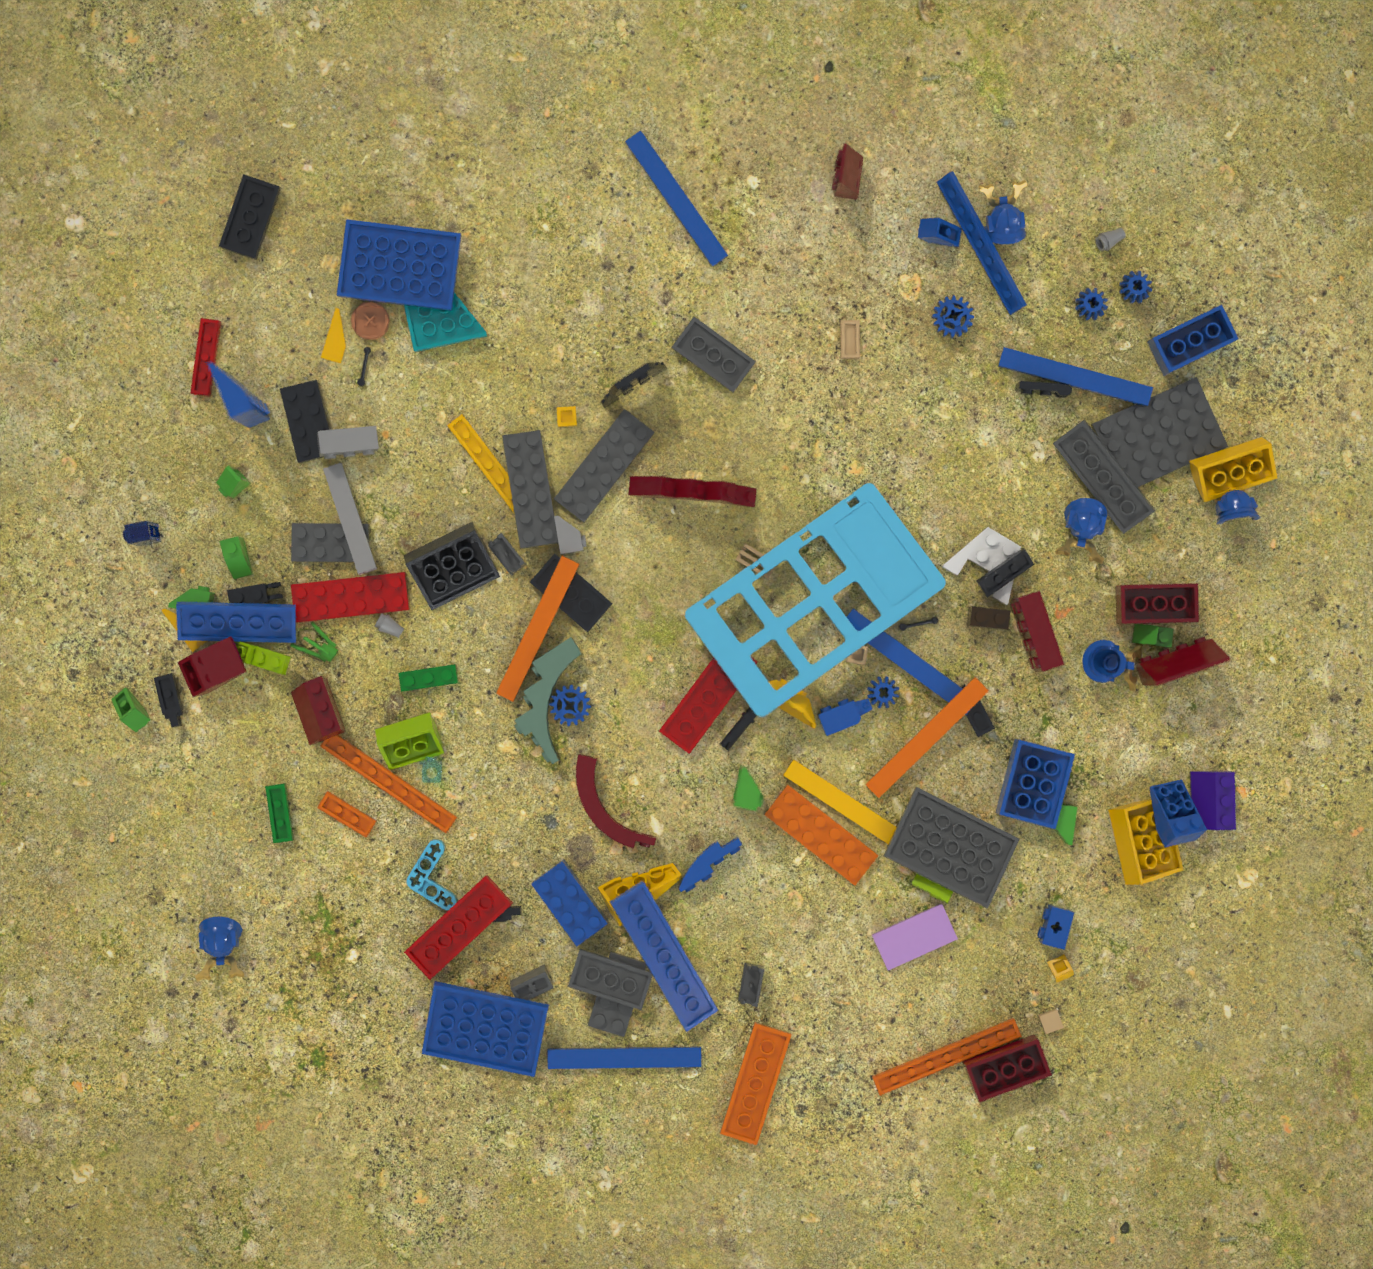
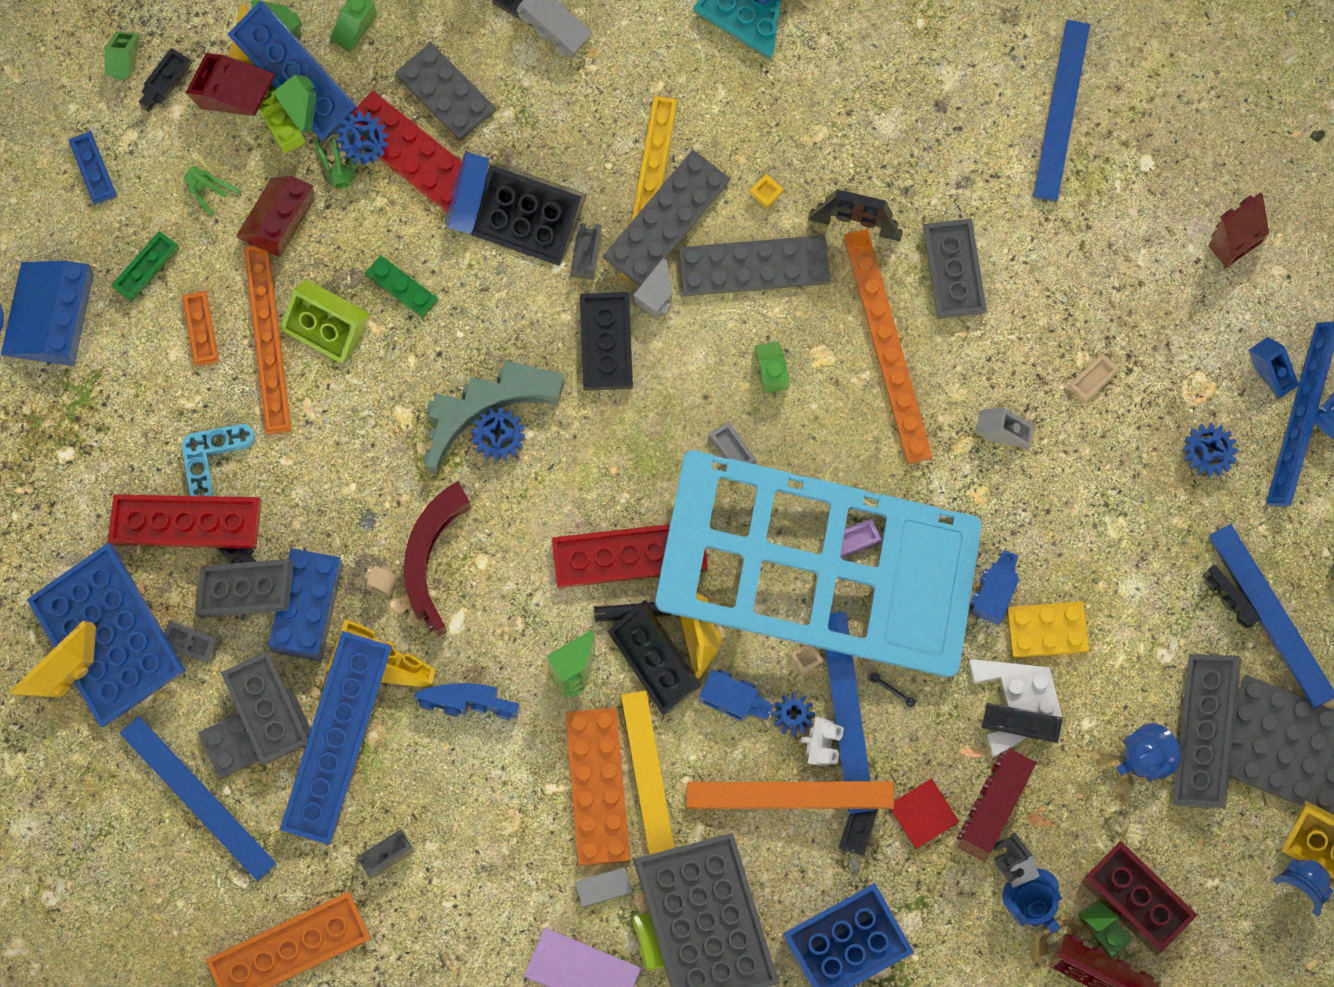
camera: 45 degrees right, 15 degrees down
(187, 788) = (92, 168): none -> blue tile
(254, 594) = (336, 68): black hinge -> none
(254, 736) = (200, 181): none -> bright green plant
(255, 892) = (48, 311): none -> blue slope
(260, 637) = (298, 101): none -> bright green slope
(310, 622) = (368, 144): none -> blue gear
(350, 519) = (484, 86): light grey tile -> none
(388, 625) = (417, 207): light grey cone -> none
(409, 591) = (467, 193): none -> blue slope
(431, 762) = (322, 359): clear light blue bracket -> none
(481, 1070) = (61, 666): none -> yellow wedge
(530, 929) = (244, 588): none -> dark grey plate
(537, 628) = (543, 339): orange tile -> none
(594, 847) = (381, 580): none -> tan plate
(673, 513) = (772, 367): none -> bright green slope
(692, 489) = (809, 352): dark red arch -> none
(699, 580) = (730, 444): none -> light grey tile
(722, 436) = (887, 347): none -> orange plate
(742, 552) = (797, 463): tan tile -> none
(781, 739) = (654, 658): none -> black plate
(817, 559) = (859, 538): none -> lavender tile
(832, 418) = (1005, 428): none -> light grey slope
(879, 883) = (603, 887): none -> light grey tile
(912, 693) = (820, 742): none -> white hips
(918, 512) = (997, 589): none -> blue hinge
(966, 506) = (1048, 629): none -> yellow plate
(988, 618) = (963, 748): dark brown brick -> none
(1002, 672) = (923, 814): none -> red tile
(1077, 651) = (1017, 862): none -> dark grey hinge

